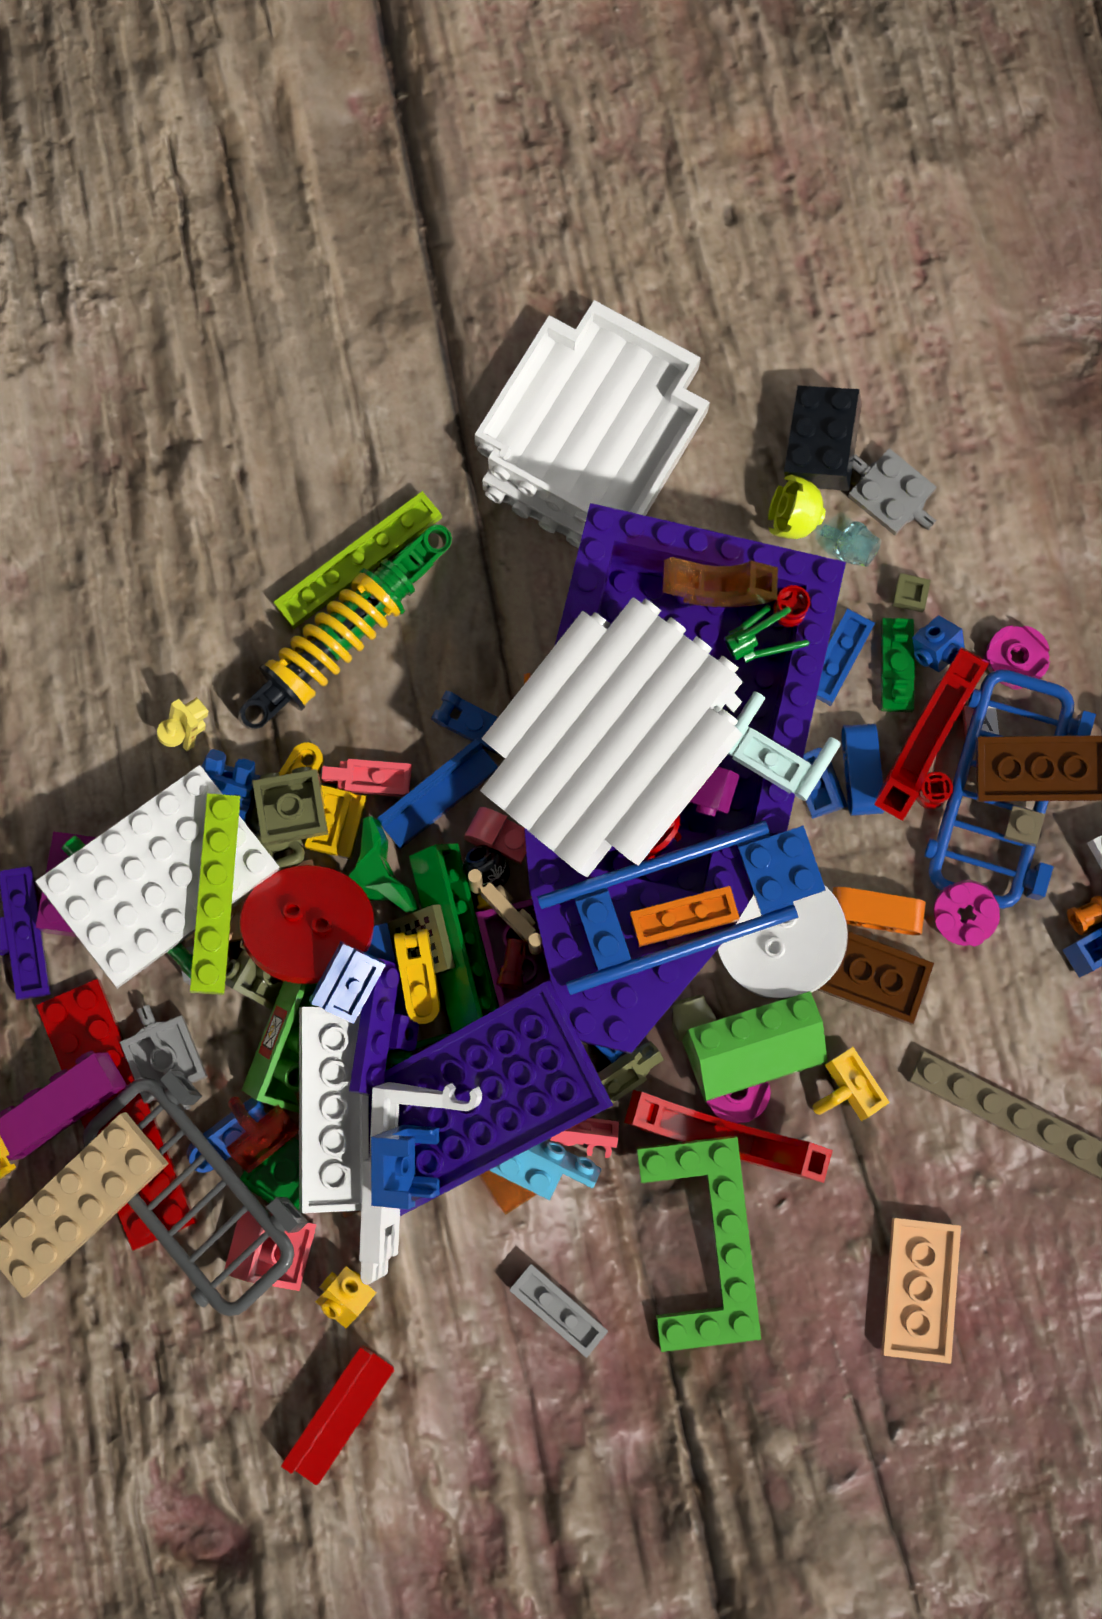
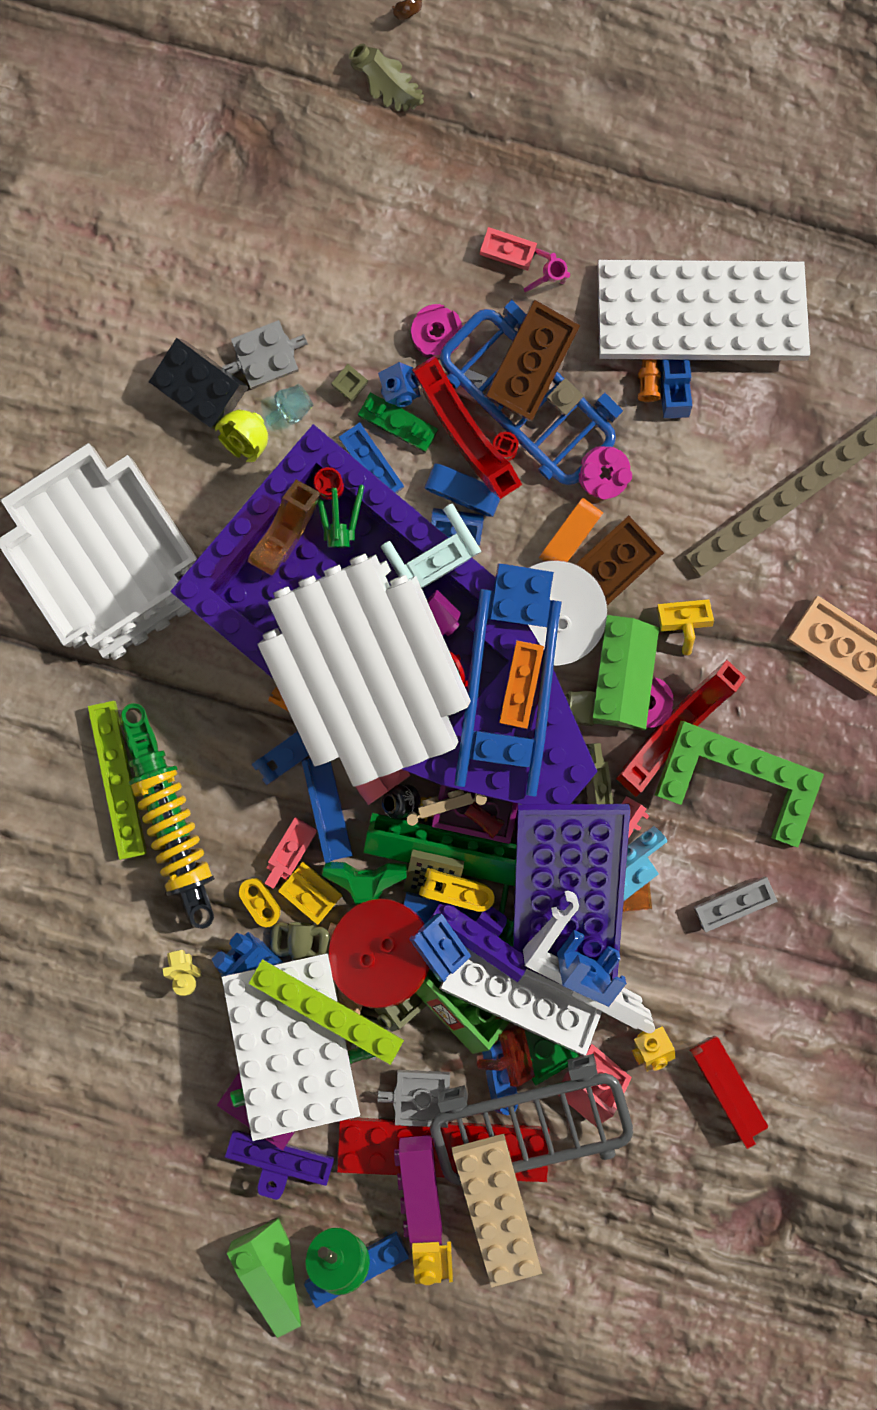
camera: 65 degrees left, 10 degrees up
(290, 806) = (284, 923): olive plate -> none

